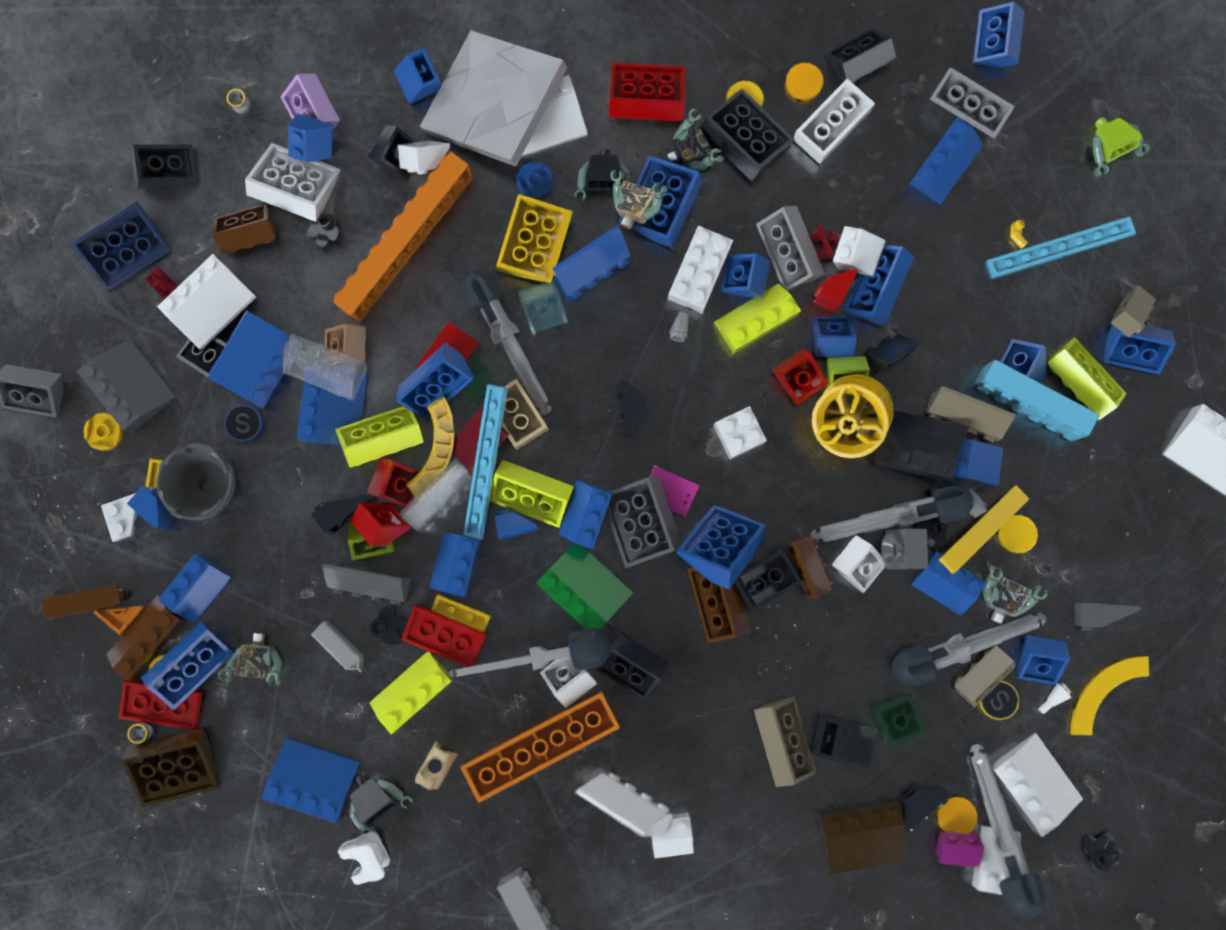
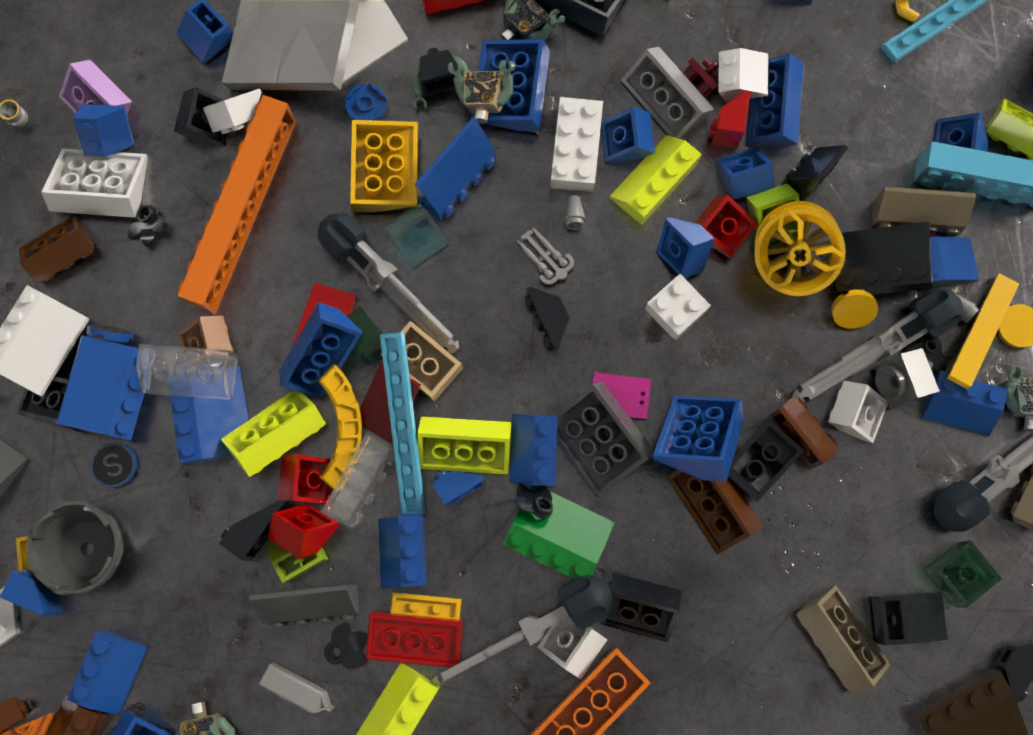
camera: 15 degrees left, 5 degrees down
(269, 314) = (110, 333): none -> blue tile
(573, 557) = (535, 501): none -> black plate
(653, 375) = (561, 273): none -> light grey piece
(761, 385) = (684, 246): none -> blue slope
(884, 479) = (854, 309): none -> yellow tile

